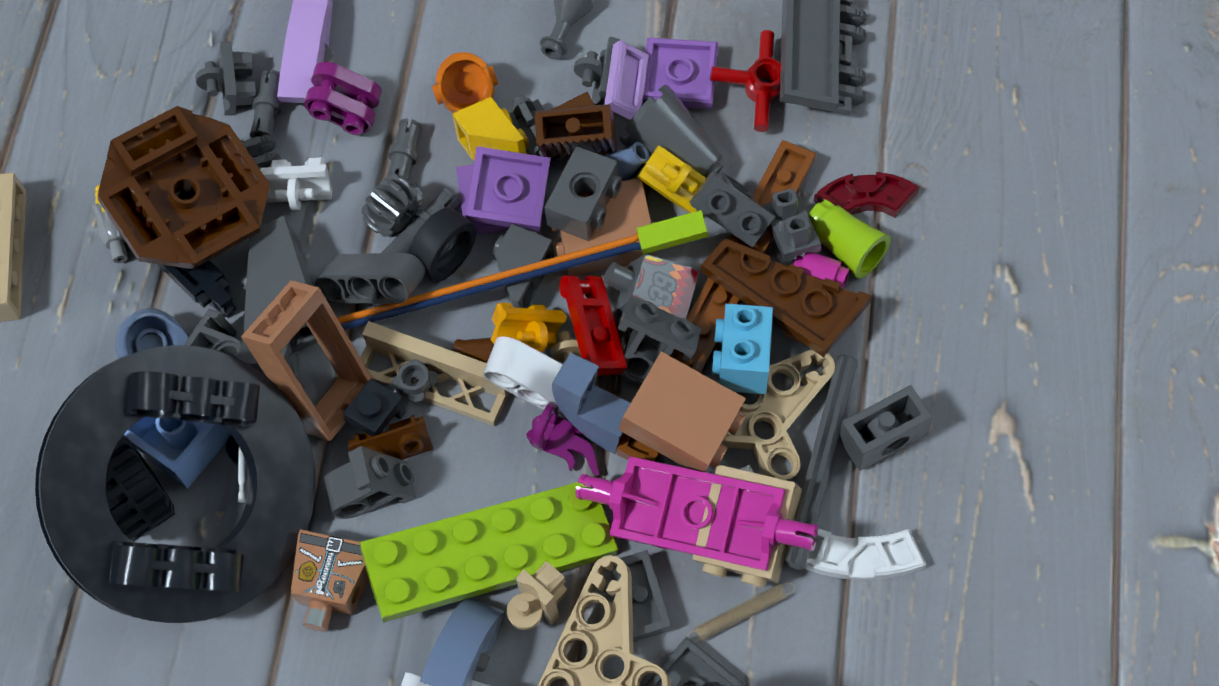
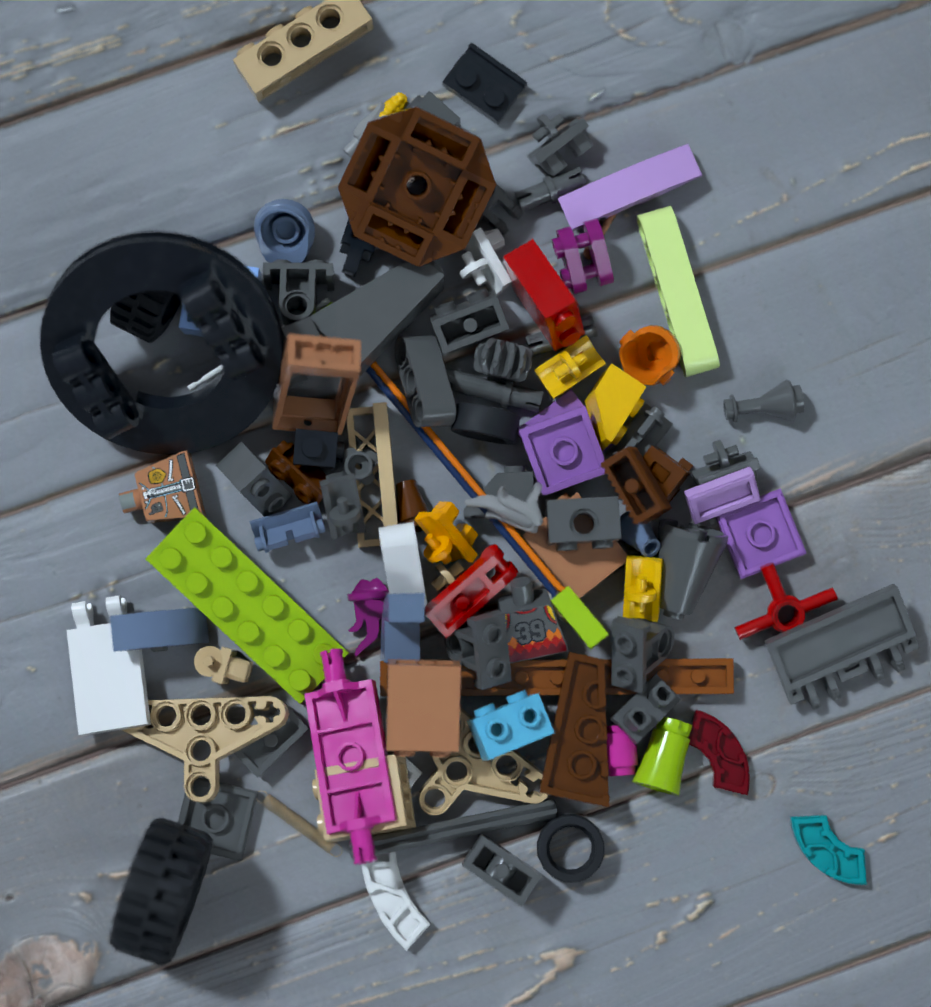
camera: 55 degrees right, 20 degrees up
(132, 110) = (484, 83): none -> black plate
(340, 216) = (468, 321): none -> dark grey brick
(355, 135) = (544, 295): none -> red brick
(417, 40) = (678, 290): none -> yellowish green beam
(434, 475) = (297, 524): none -> sand blue hinge
(435, 157) = (569, 367): none -> yellow hips
(443, 407) = (342, 504): none -> dark grey hips
(535, 241) = (512, 510): none -> light grey piece
(894, 333) = (597, 848): none -> black tyre
(1004, 147) = (826, 851): none -> teal tile

